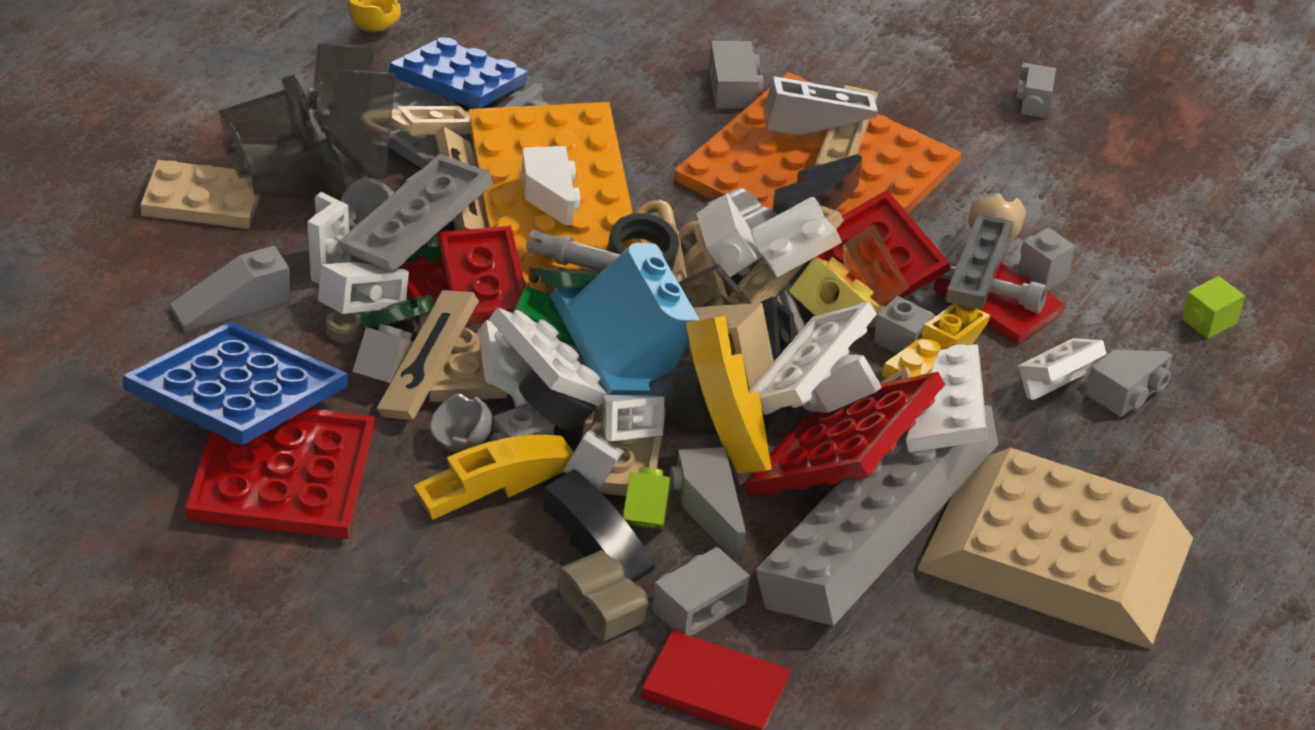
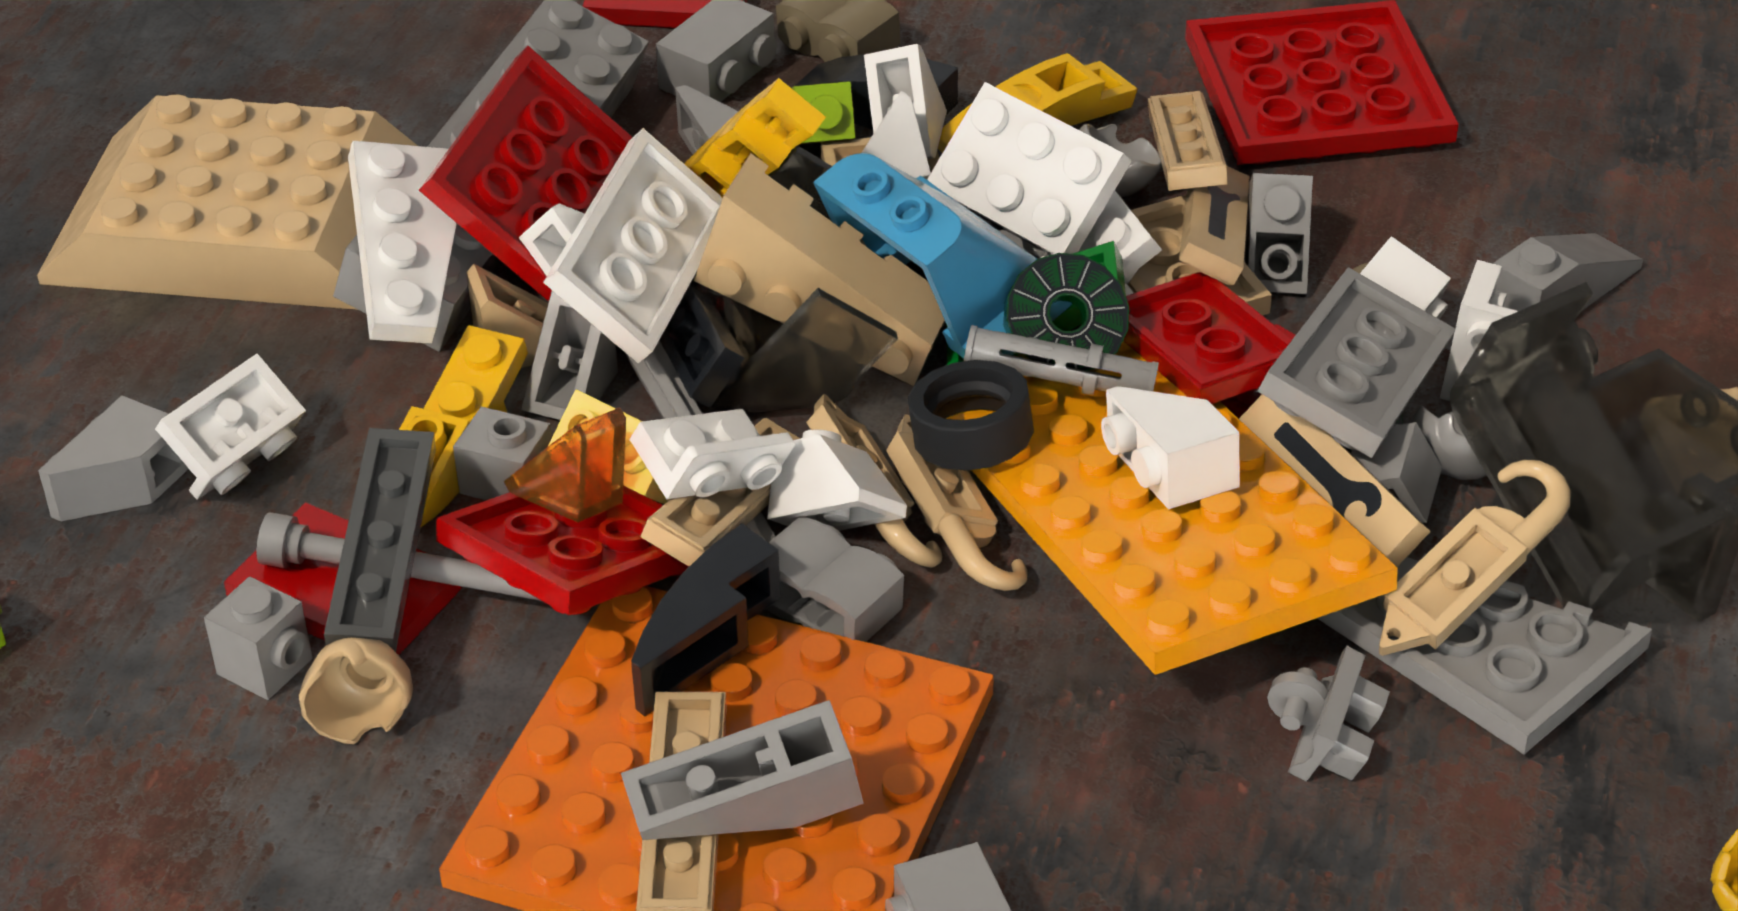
camera: 170 degrees right, 0 degrees up
(235, 382) = (1446, 123): blue plate -> none
(397, 312) = (1270, 269): dark green tile -> none
(411, 417) = (1186, 141): none -> tan tile
(459, 73) = (1500, 762): blue plate -> none

